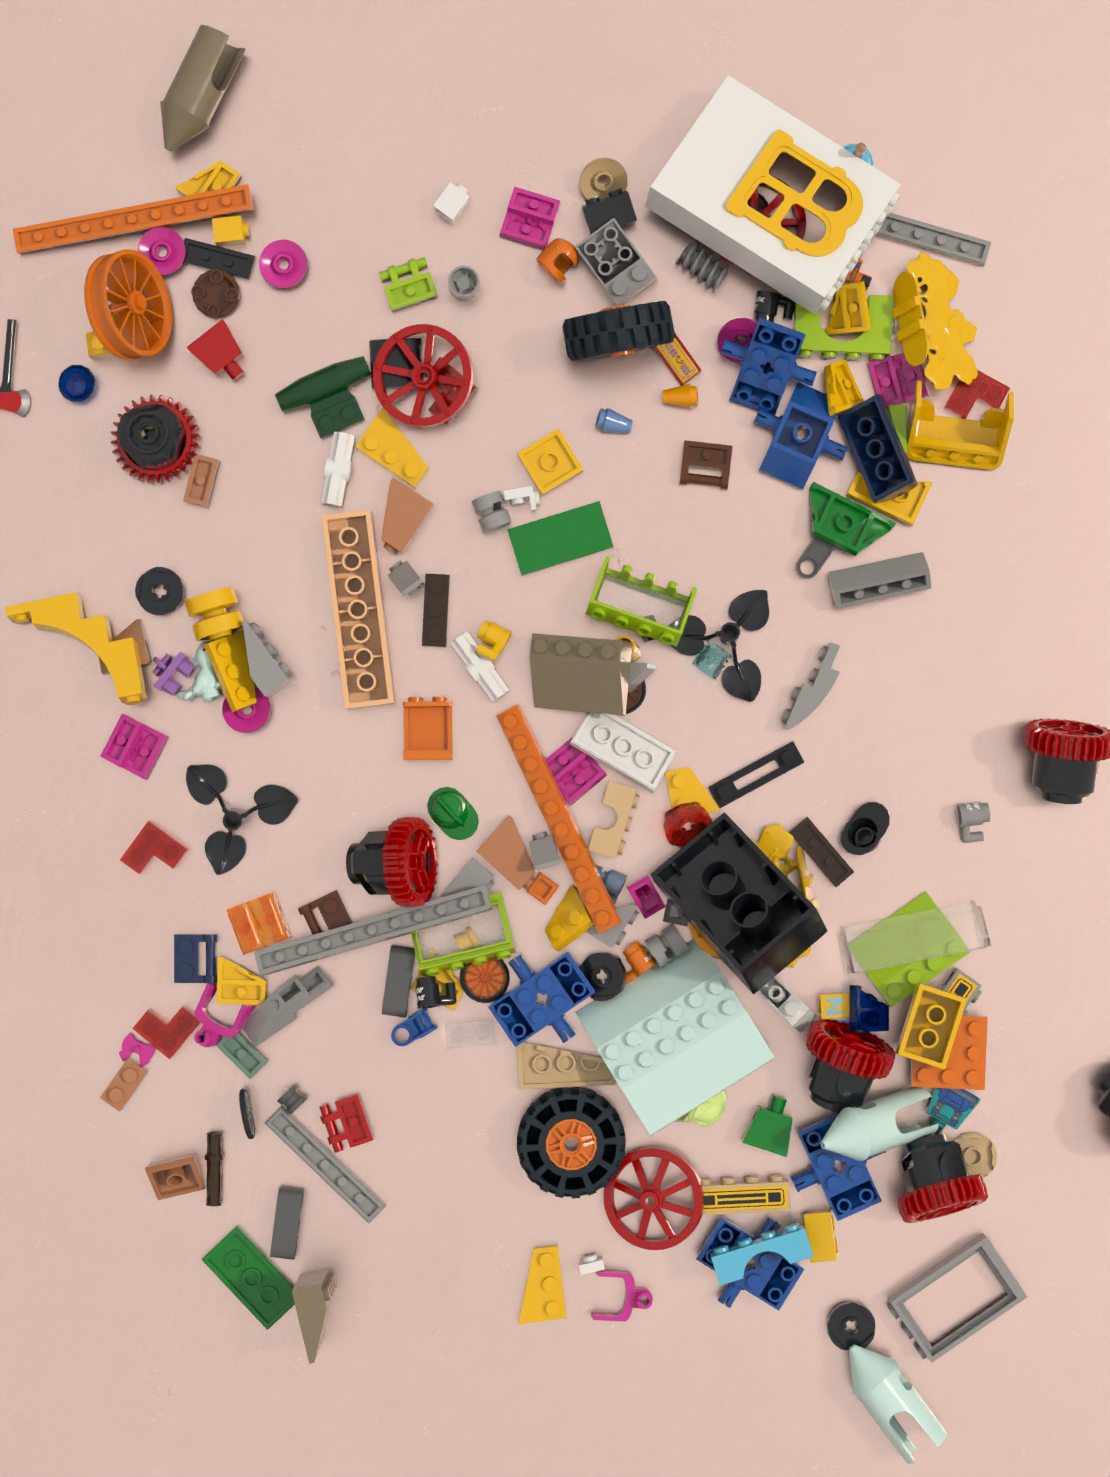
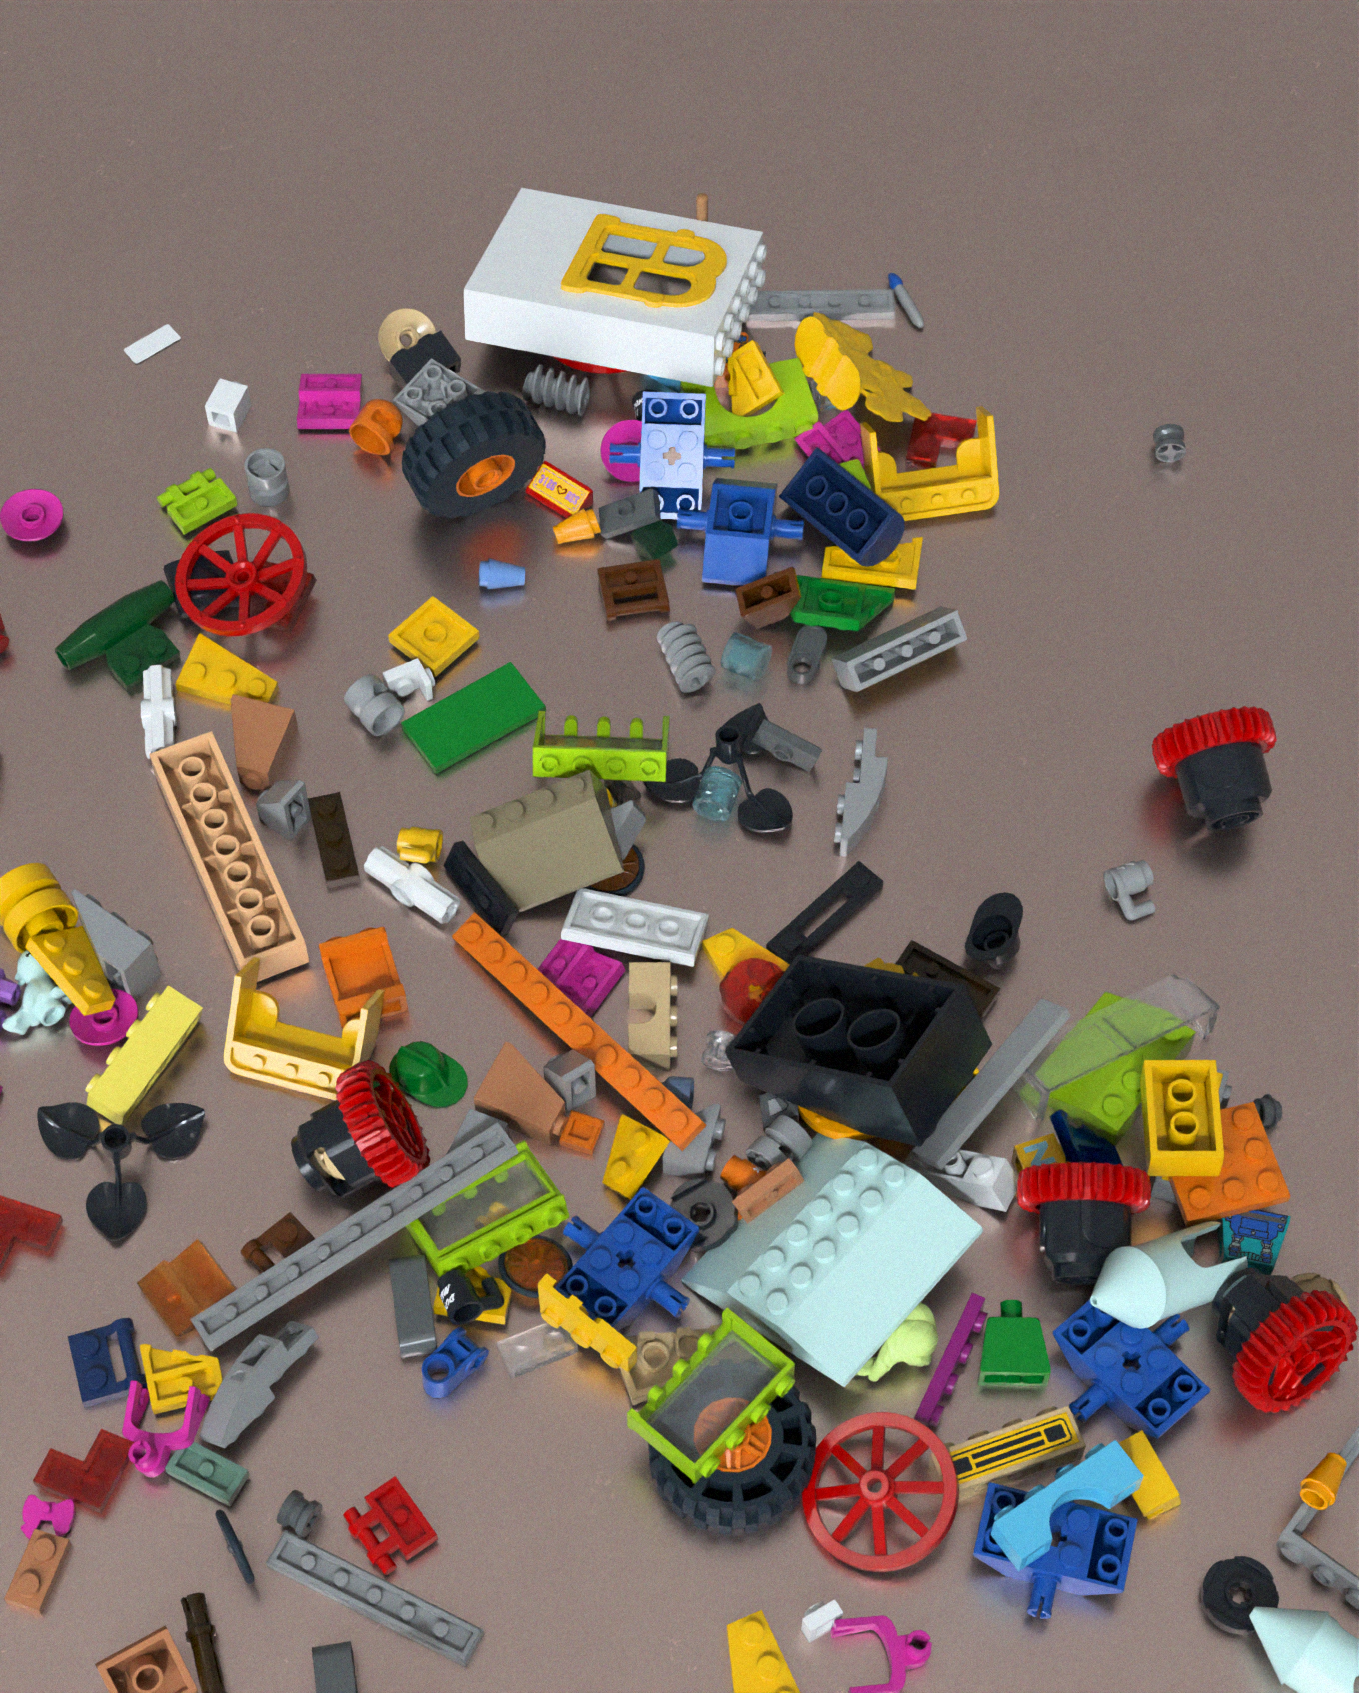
camera: 15 degrees left, 30 degrees down
(266, 749) = (143, 1056): none -> light yellow brick
(369, 773) = (289, 1054): none -> yellow windscreen
(408, 117) = (152, 344): none -> white sticker
(501, 1040) = (584, 1331): none -> yellow wing
(525, 685) = (480, 888): none -> black tile
(565, 1121) = (713, 1397): none -> window
(637, 982) = (758, 1197): none -> nougat plate
(646, 896) = (724, 1087): dark pink slope -> none
(651, 859) = (714, 1056): none -> clear wheel
(720, 1133) = (957, 1351): none -> magenta plate
(722, 399) = (629, 513): none -> dark grey plate
(726, 537) = (685, 655): none -> light grey piece
(734, 426) = (654, 540): none -> clear green slope
(768, 550) = (746, 656): none -> clear light blue piece
(771, 637) = (786, 745): none -> dark grey plate
(798, 512) = (769, 598): none -> reddish brown slope
(830, 944) = (992, 1083): none -> light grey tile
(841, 388) = (769, 465): yellow wing -> none
(926, 1284) = (1323, 1482): none -> light orange cone
(995, 236) = (906, 301): none -> light grey piece
(998, 1014) = (1268, 1110): none -> dark grey plate

